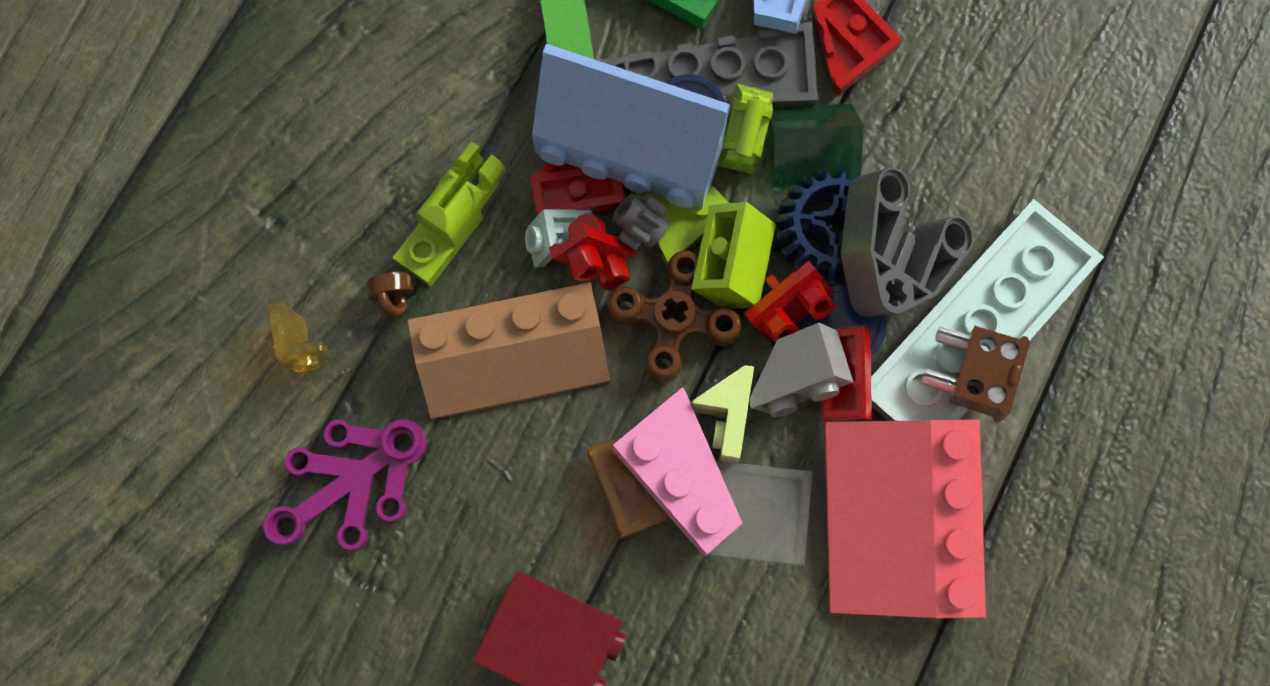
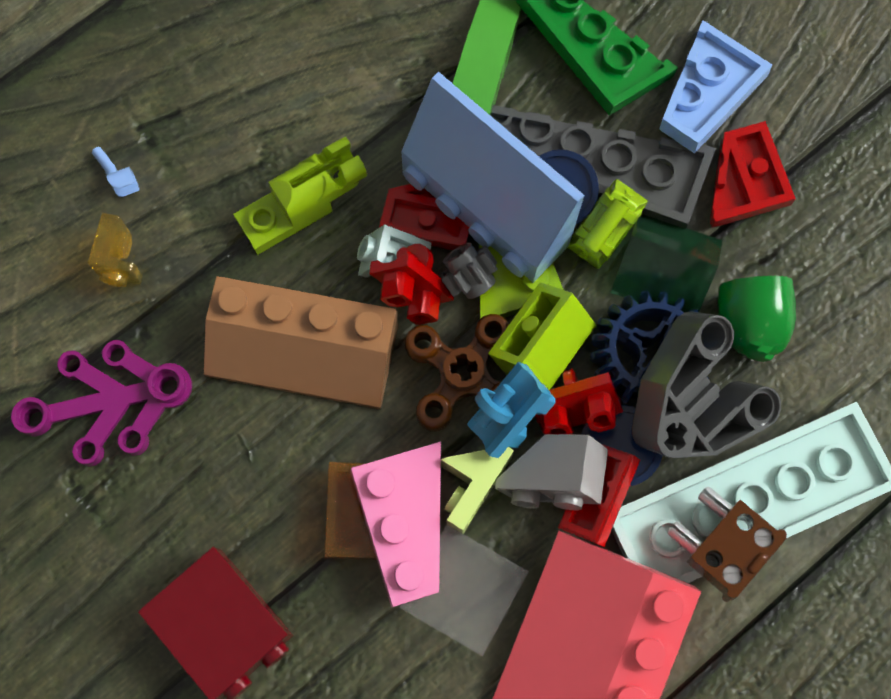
camera: 25 degrees right, 0 degrees up
(269, 270) = (122, 181): none -> light blue hand
(388, 287) = (217, 239): reddish brown tile -> none
(736, 330) = (509, 409): none -> dark azure hips
(918, 150) = (760, 313): none -> green piece

